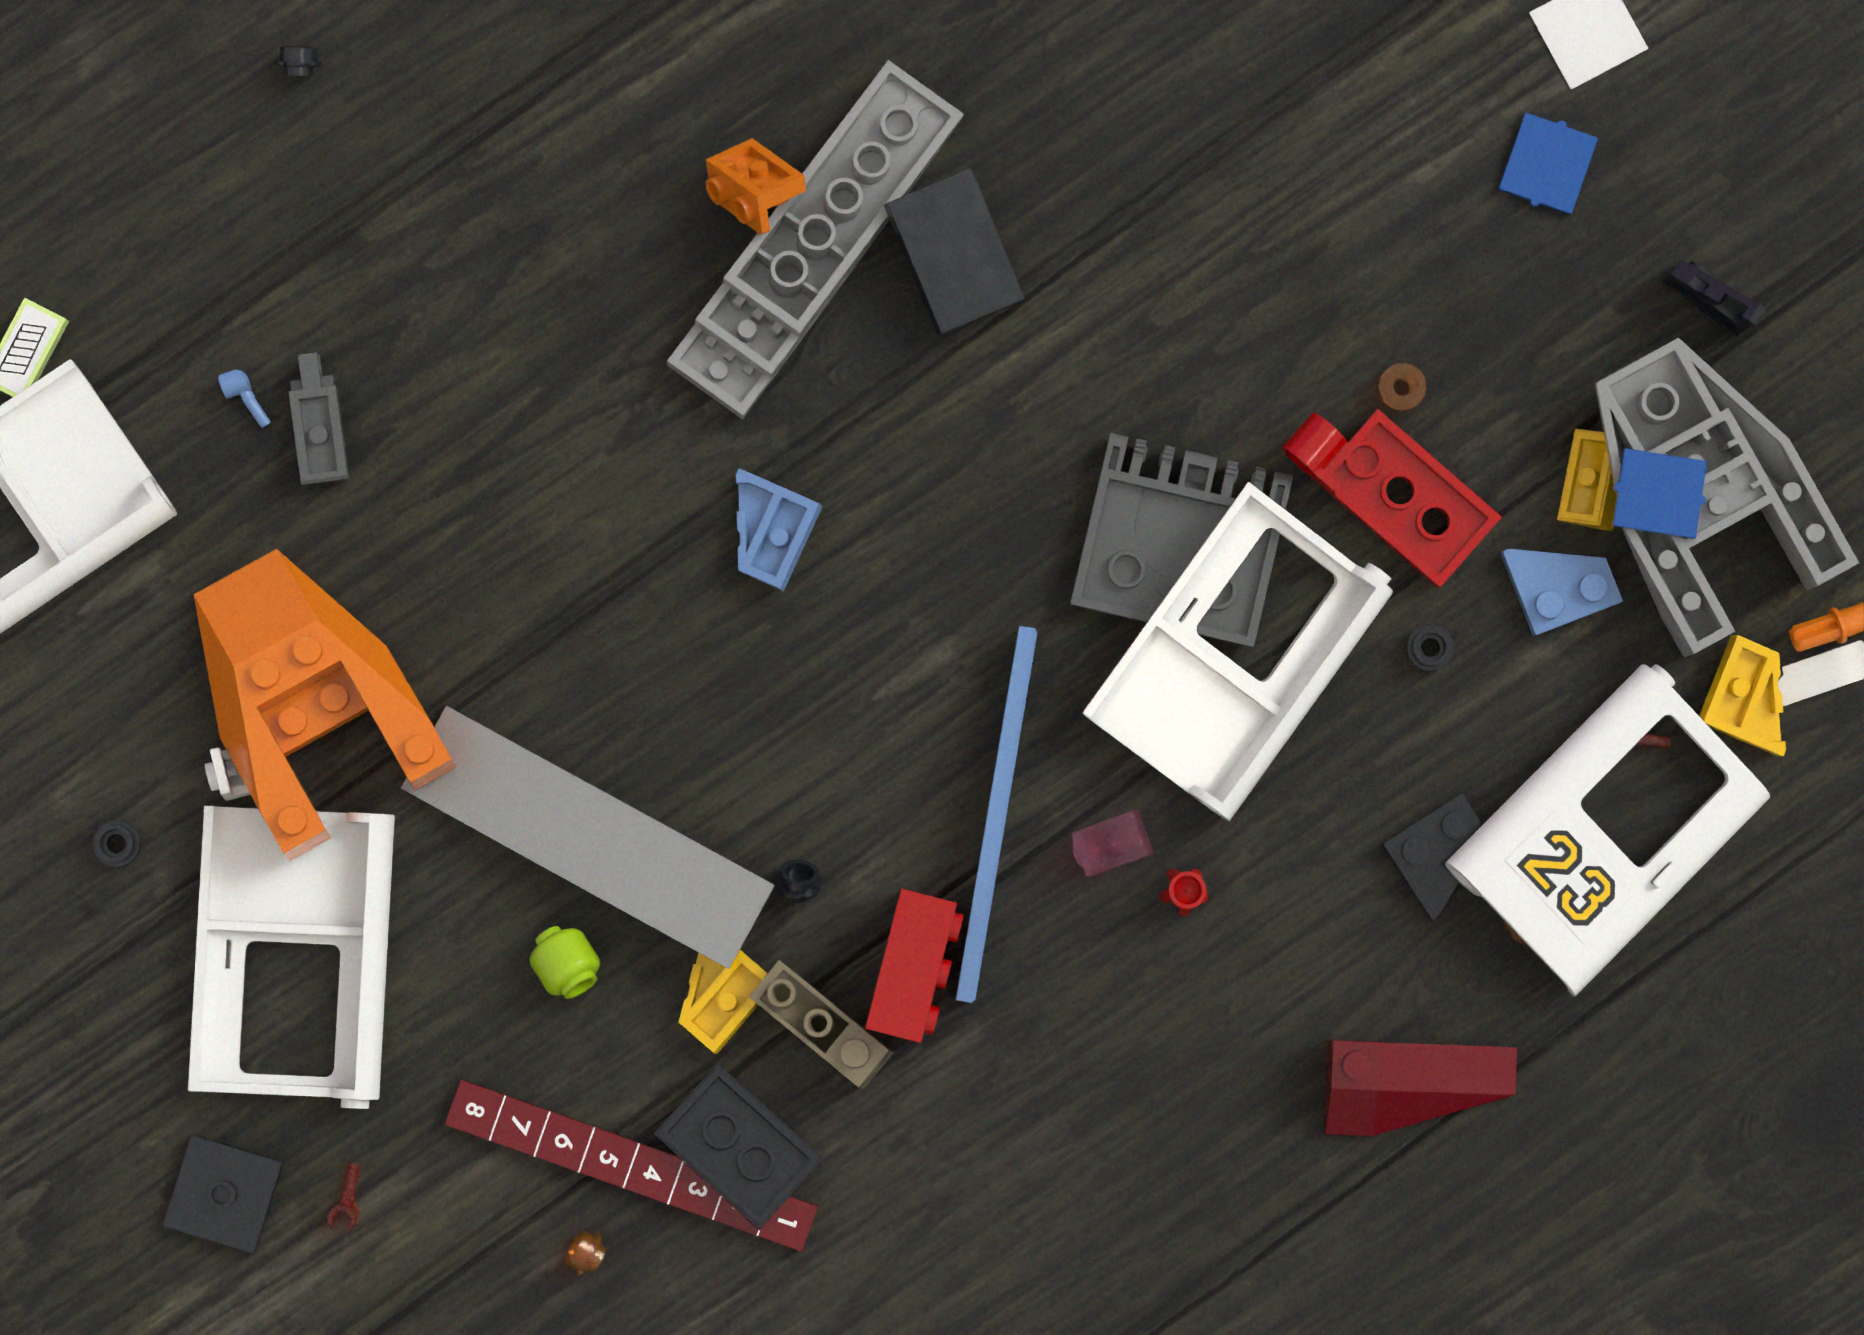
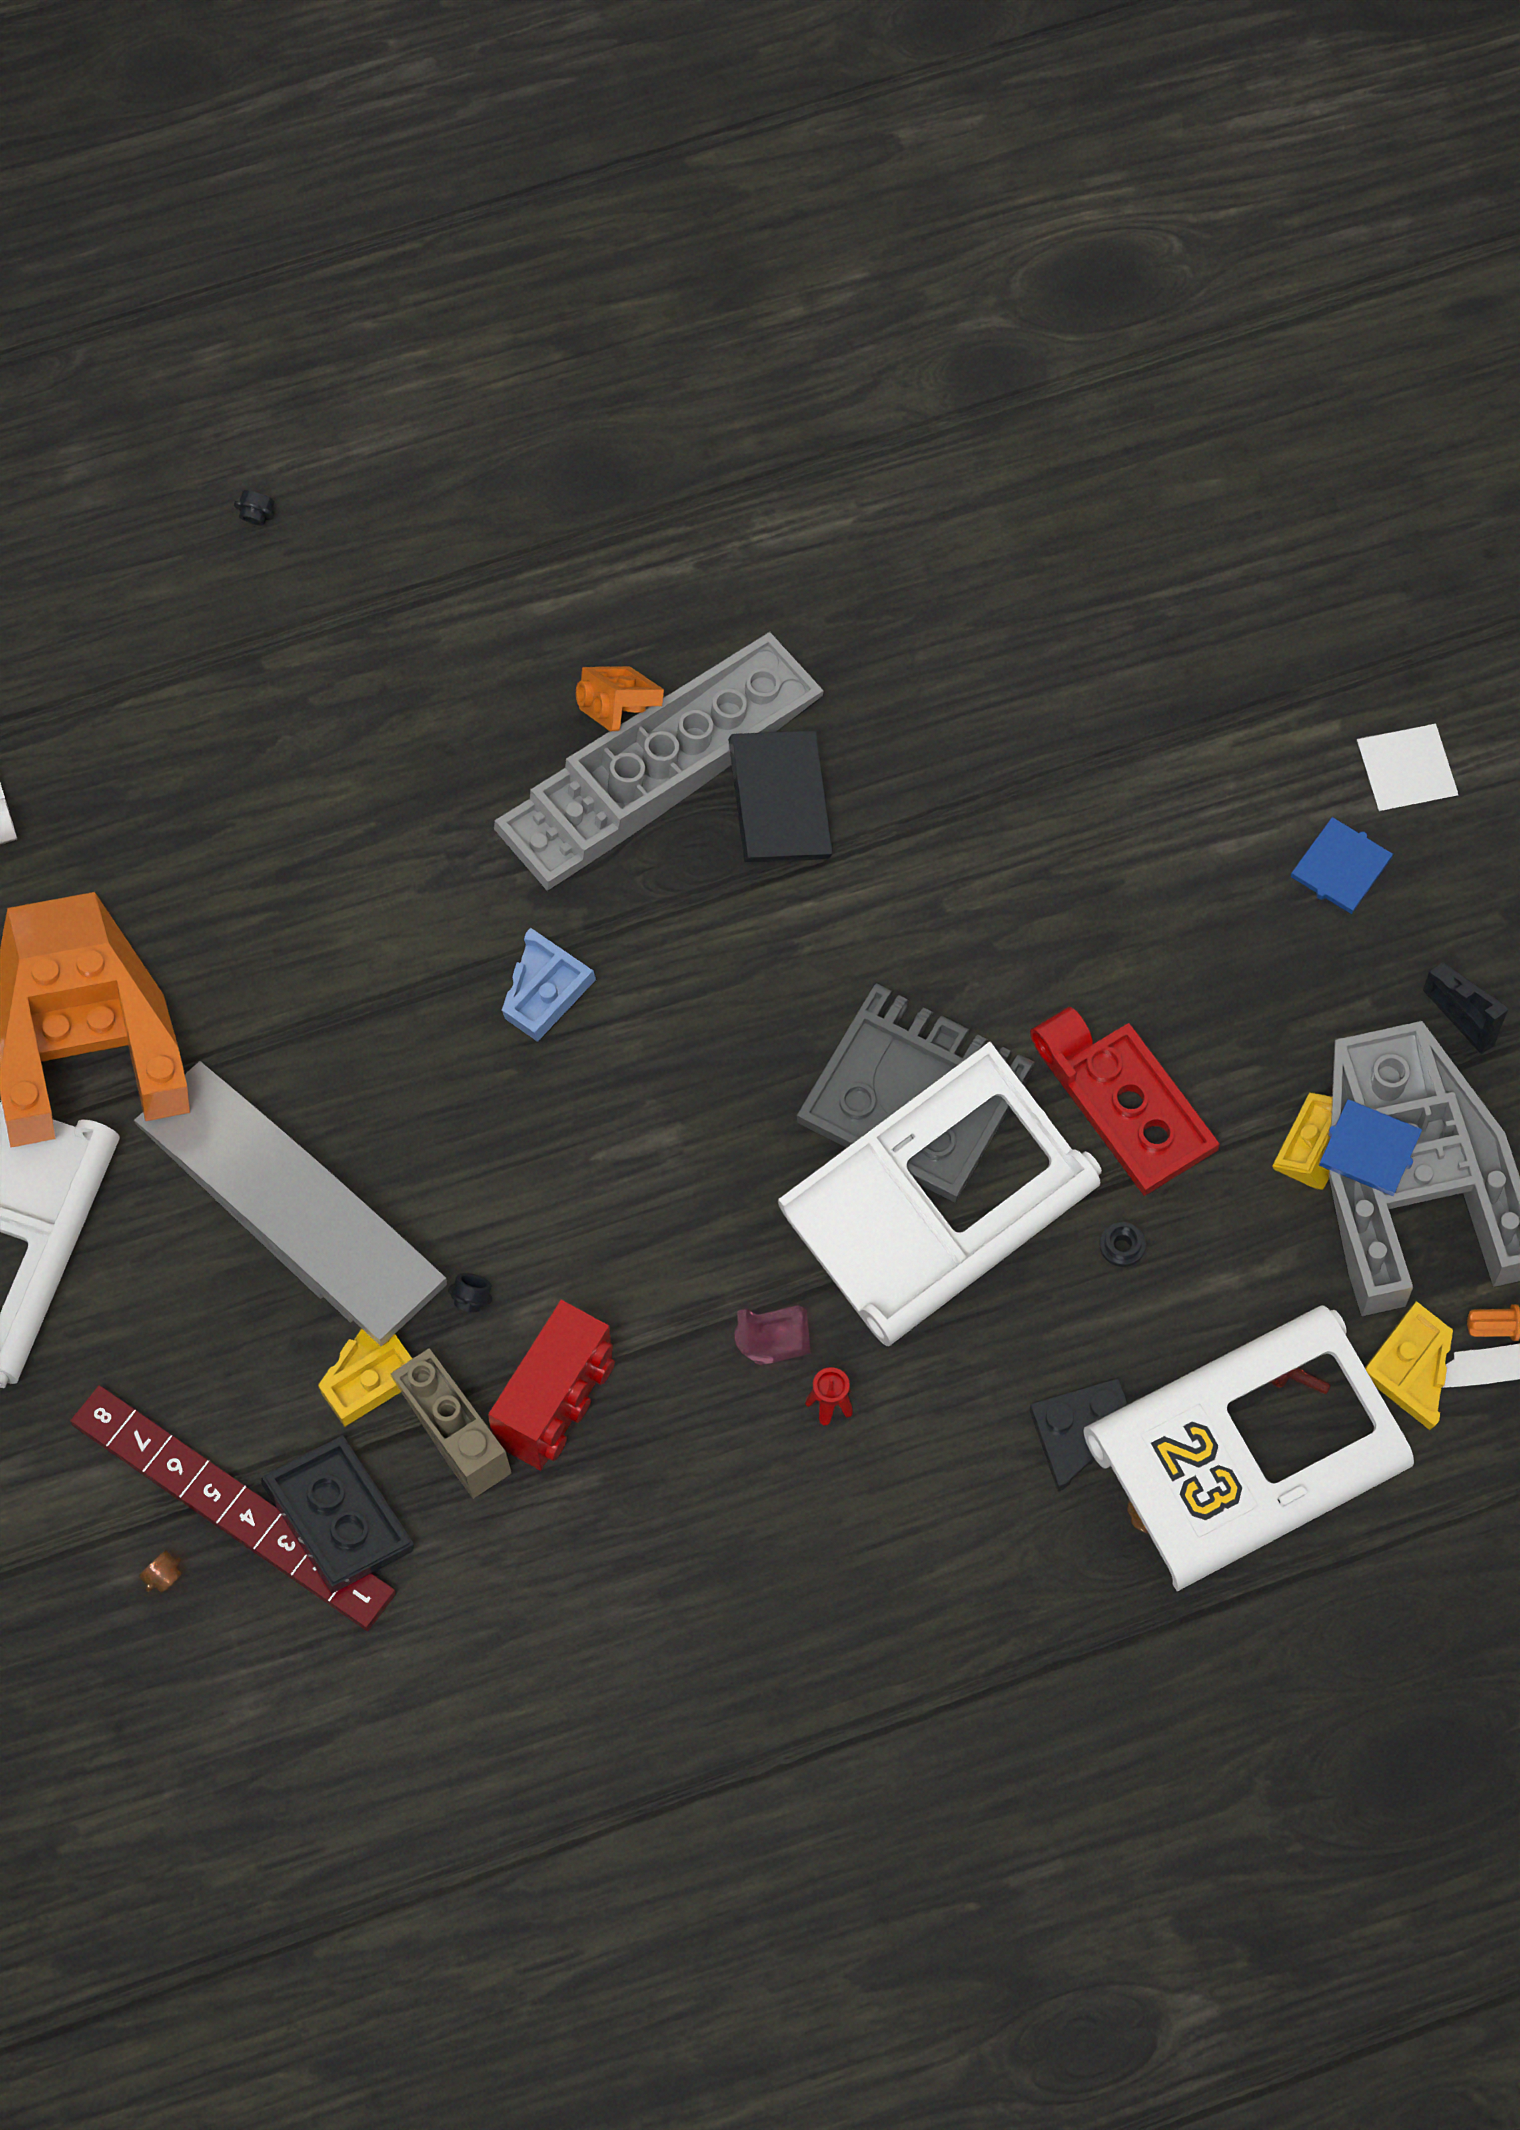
camera: 20 degrees right, 20 degrees down
(237, 383) = (107, 747): medium blue hand -> none
(317, 424) = (167, 798): dark grey hinge -> none
(564, 962) = (230, 1304): lime head -> none
(996, 814) = (671, 1283): medium blue tile -> none
(1399, 1084) = (987, 1625): dark red wedge -> none
(1412, 376) = (1157, 1003): clear orange plate -> none
(1559, 586) = (1259, 1224): medium blue wing -> none

